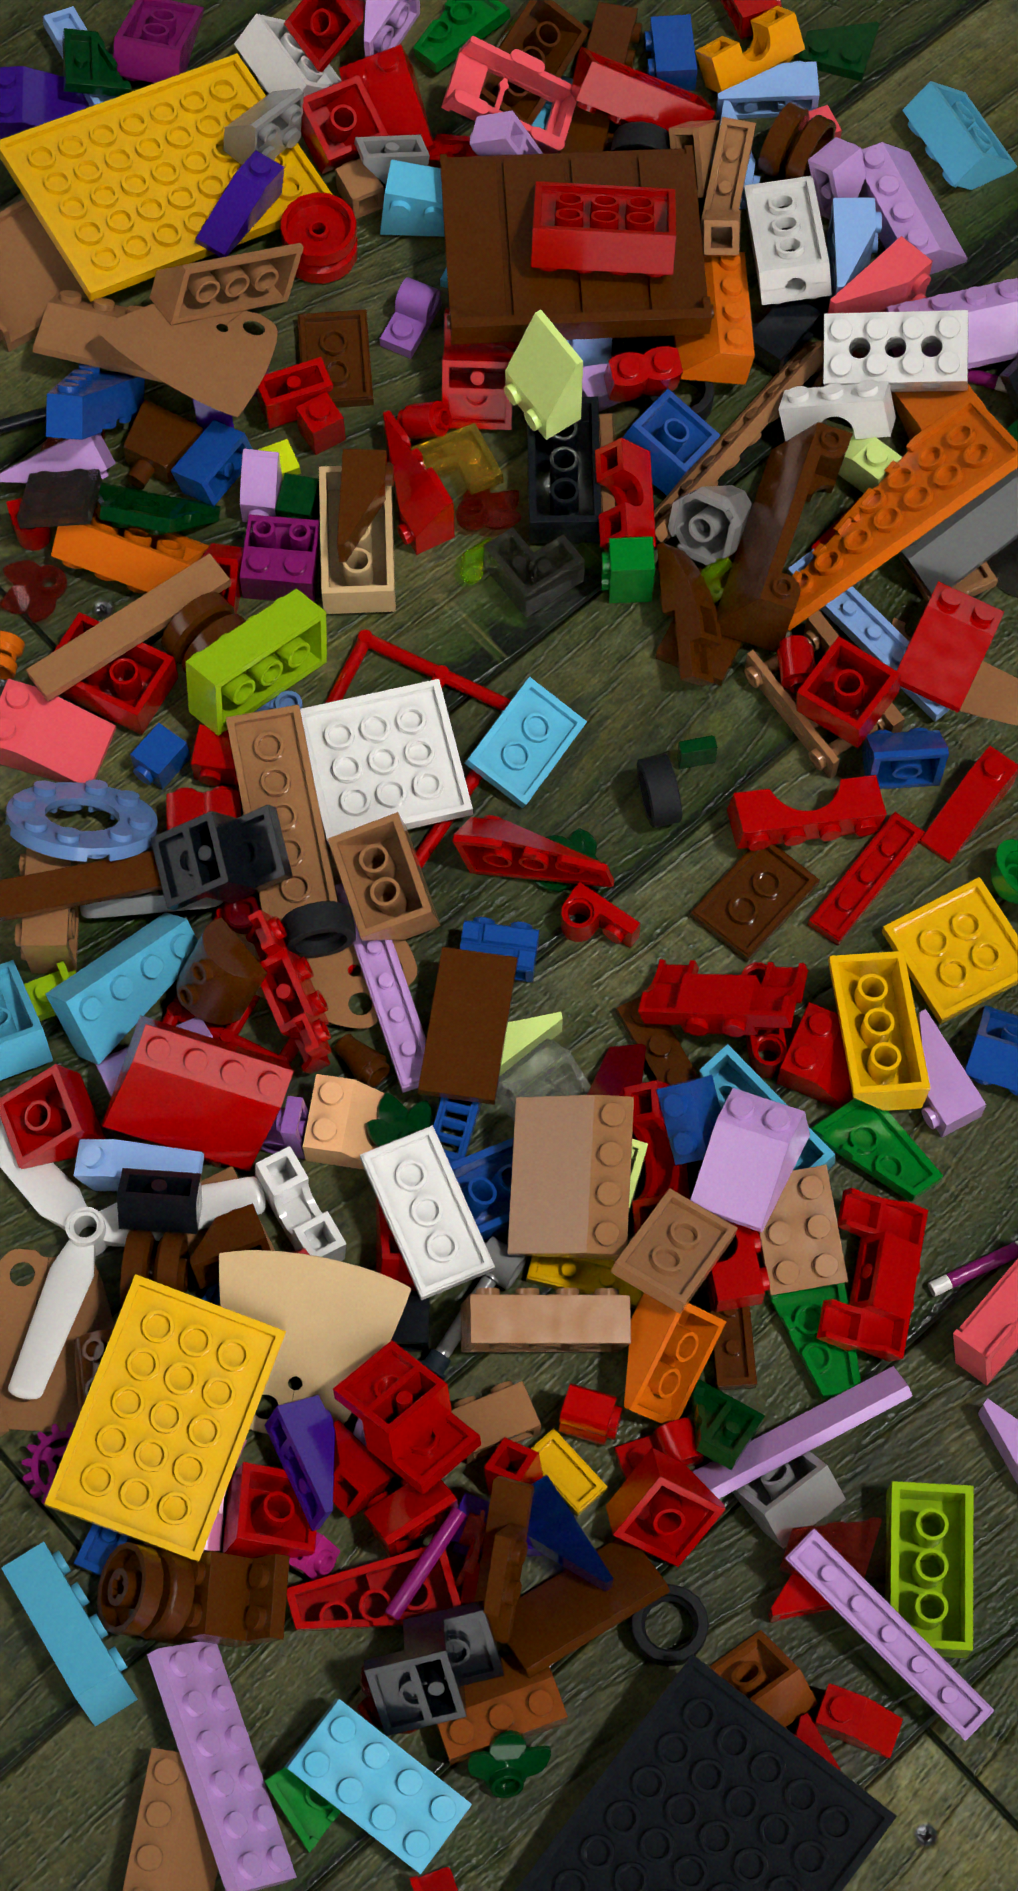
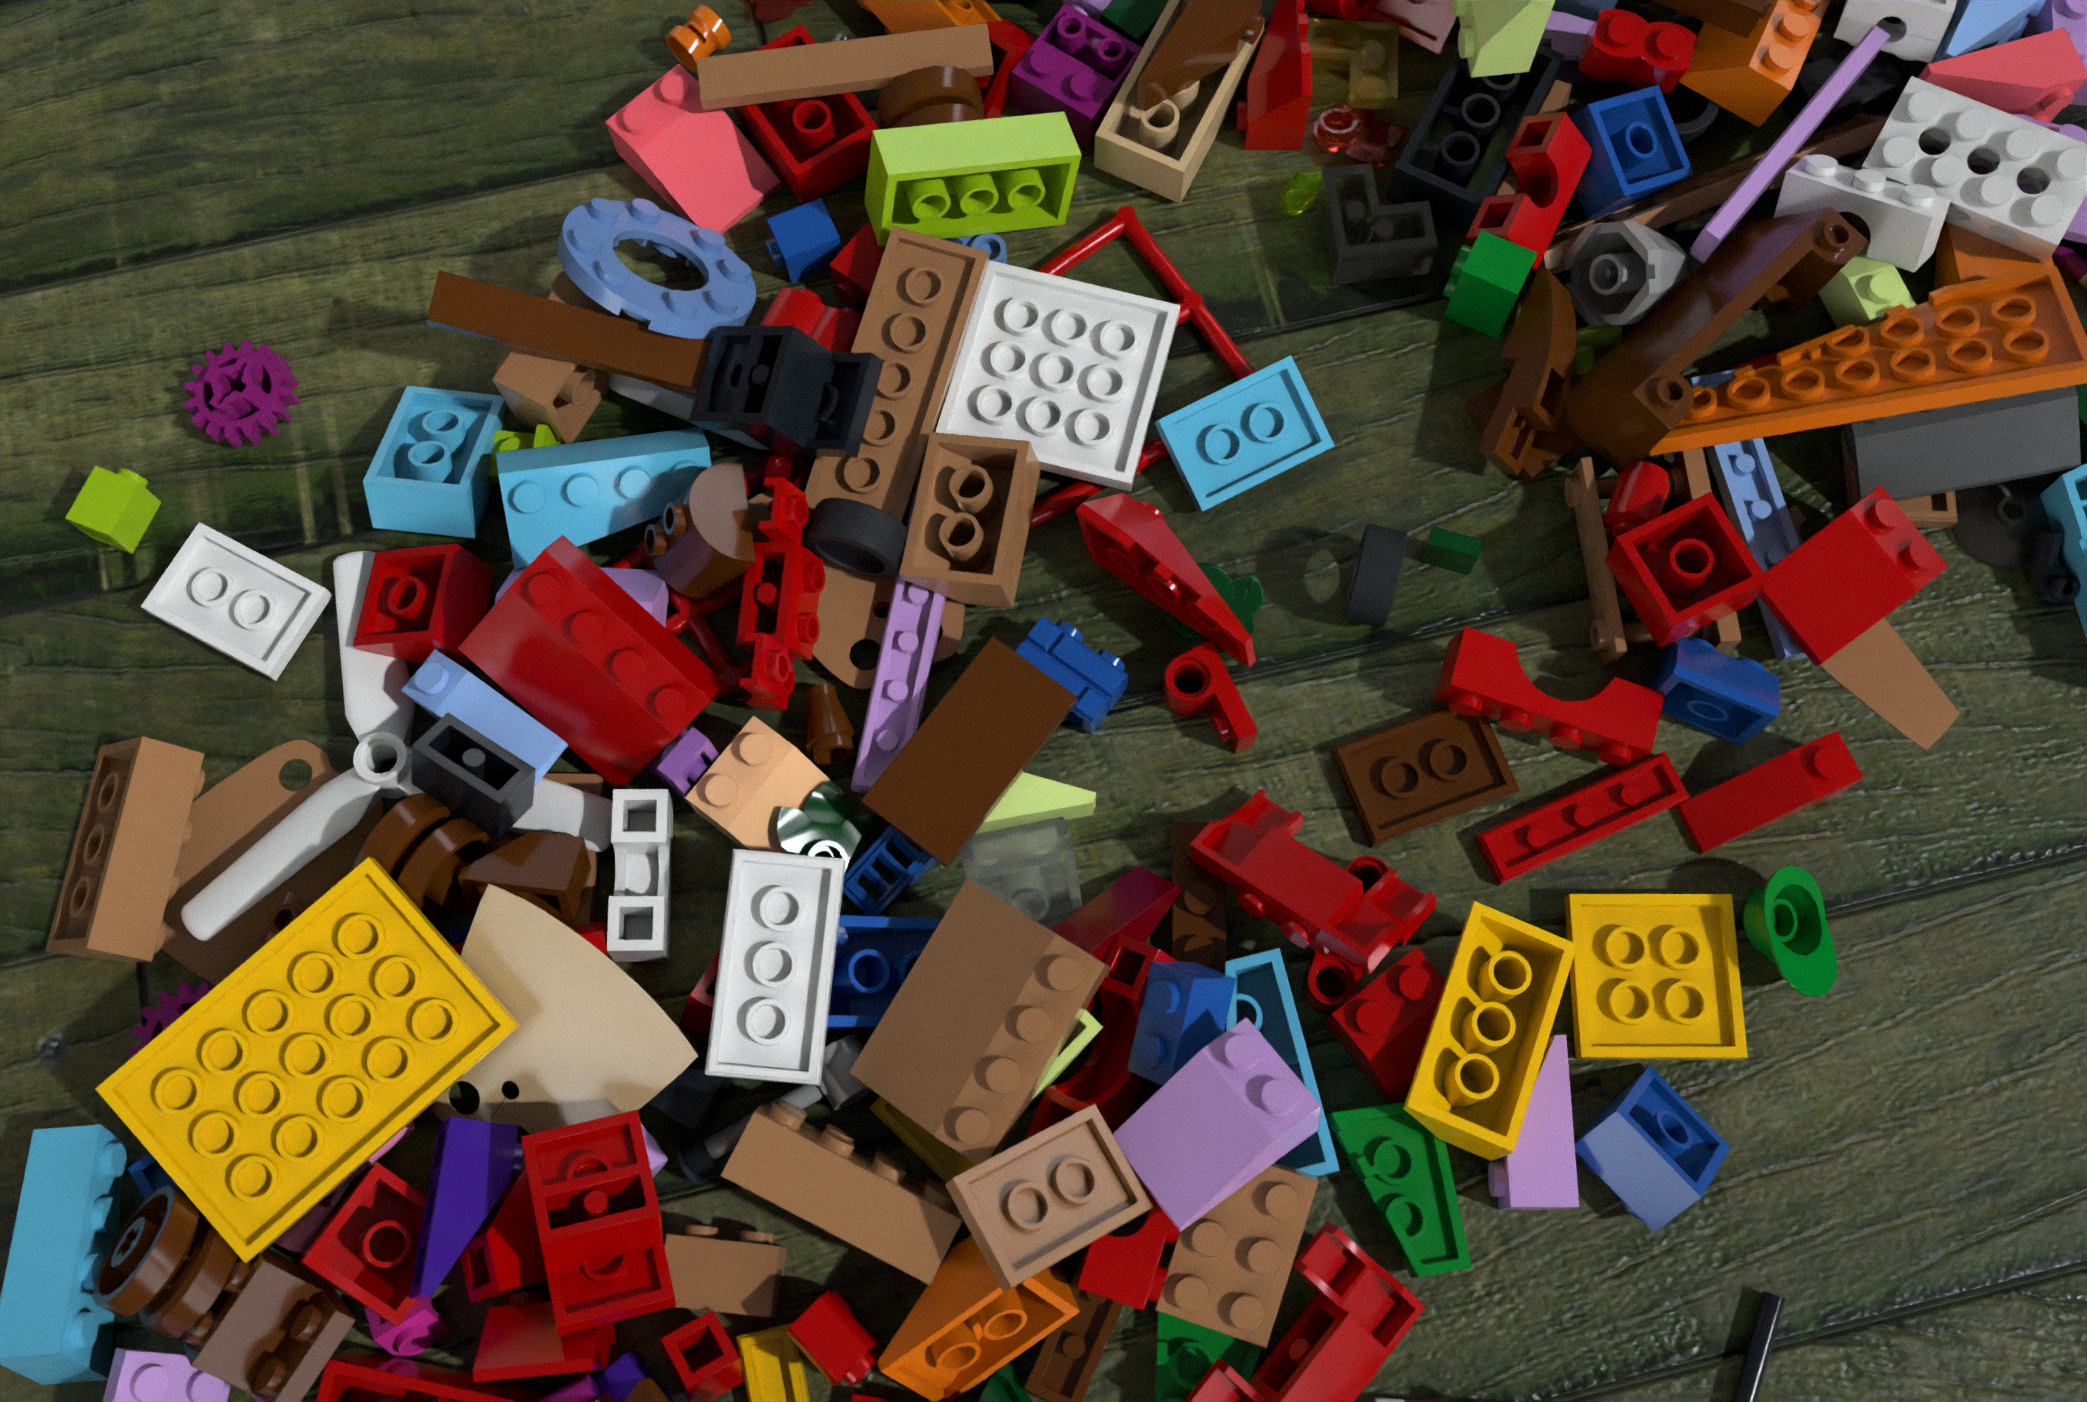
camera: 30 degrees right, 5 degrees up
(770, 390) = (1788, 144): none -> lavender tile

